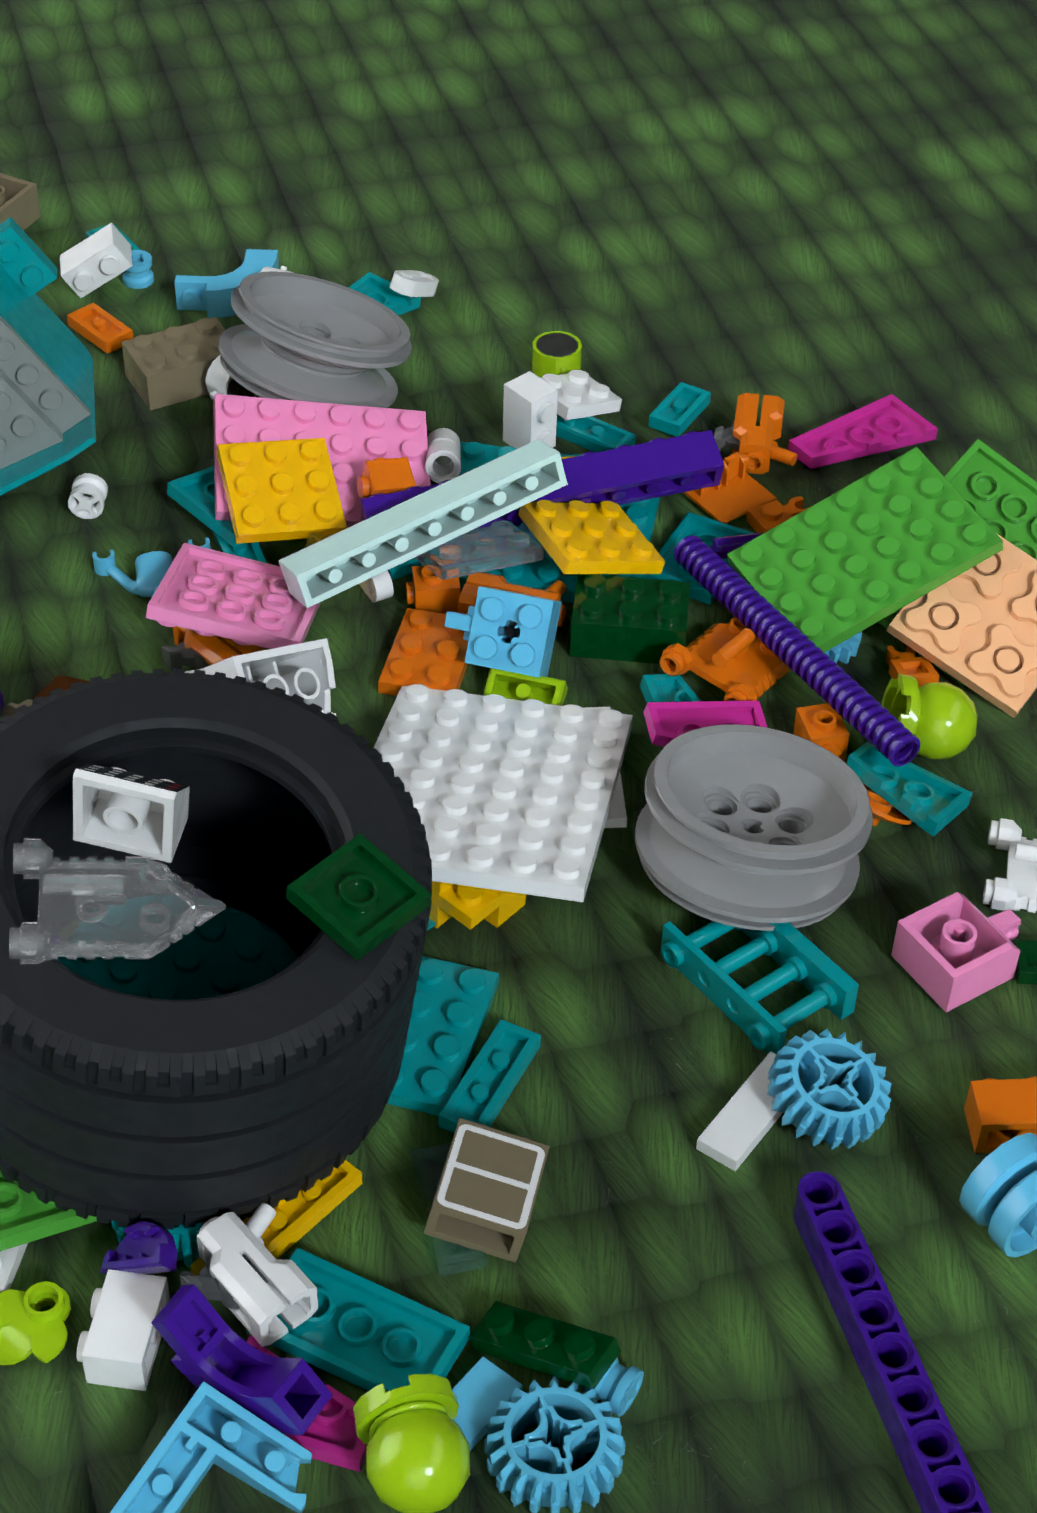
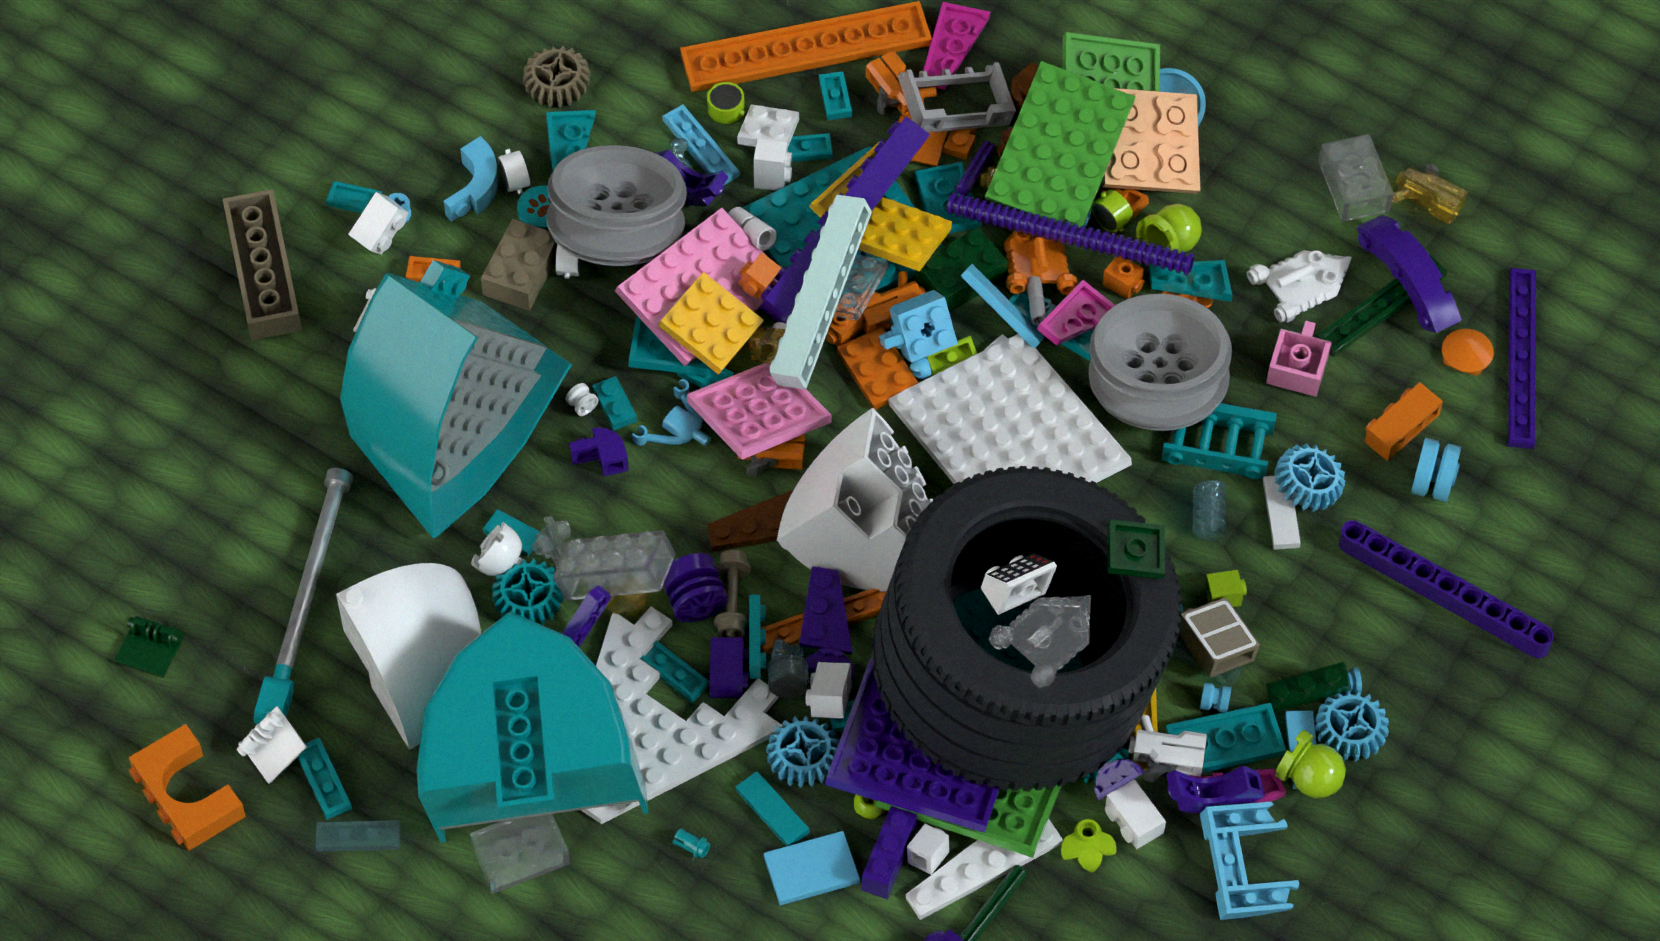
camera: 40 degrees left, 15 degrees up
(44, 548) = (605, 447): none -> dark purple brick
(119, 523) = (614, 403): none -> teal plate
(401, 1262) = (1215, 697): none -> medium azure wheel
(414, 283) = (585, 104): white beam -> none
(417, 249) = (556, 76): none -> dark tan gear
(427, 384) = (700, 187): none -> dark purple arch
(452, 372) = (678, 147): none -> clear light blue arm
(473, 679) = (921, 368): none -> medium azure hinge
(489, 378) = (700, 143): none -> medium azure tile
(573, 1142) = (1226, 585): none -> lime brick
(627, 663) = (1002, 306): none -> medium azure tile
(650, 1037) = (1209, 510): none -> clear light blue piece
(684, 685) = (1036, 303): none -> light grey piece
(703, 358) = (806, 46): none -> orange plate
(749, 464) = (937, 120): none -> light grey hinge
(876, 662) = (1112, 211): none -> lime piece

